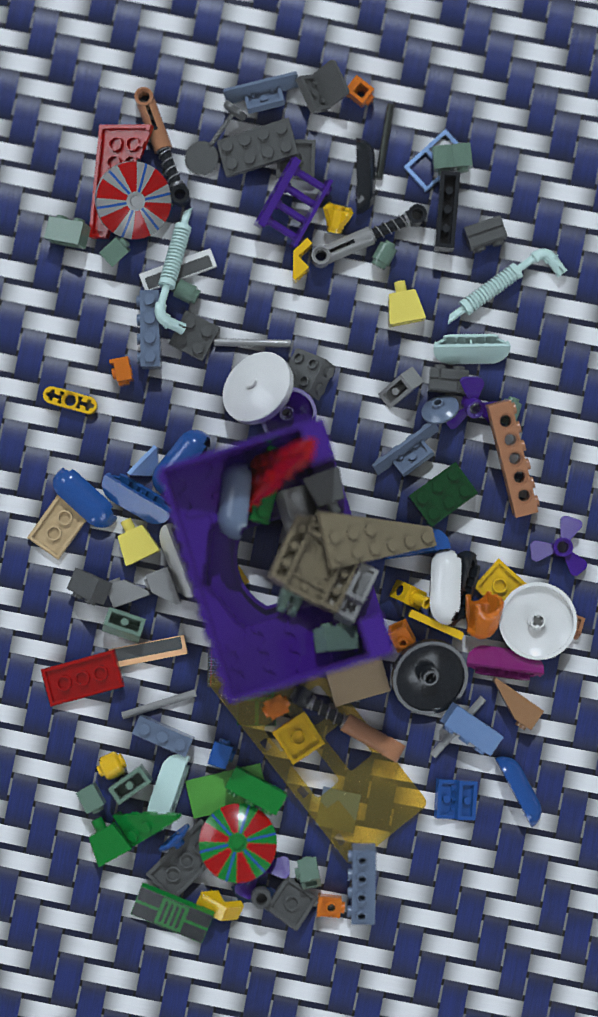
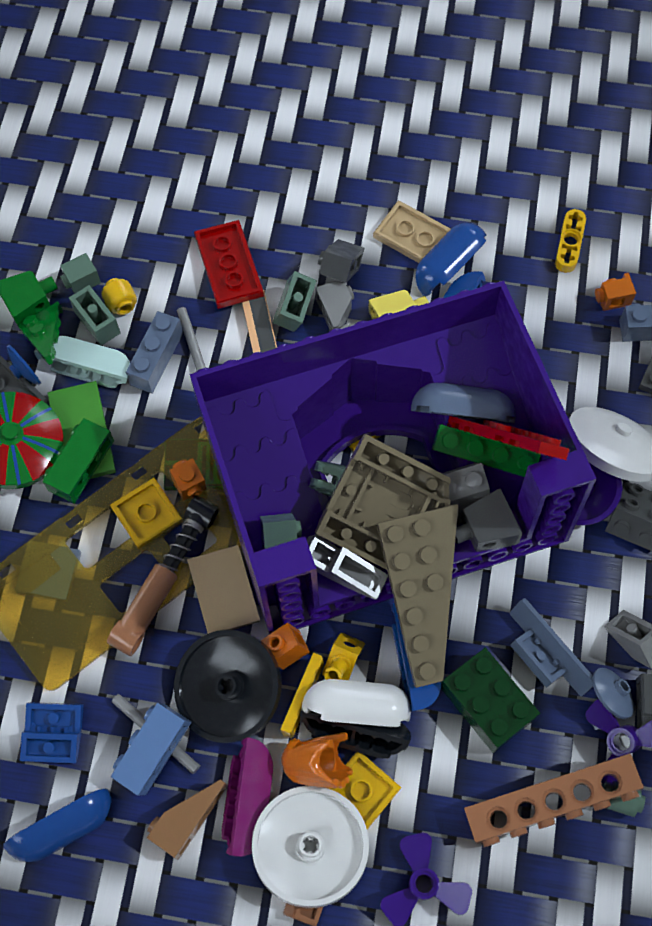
camera: 85 degrees right, 20 degrees down
(221, 753) = (128, 420): blue brick -> none

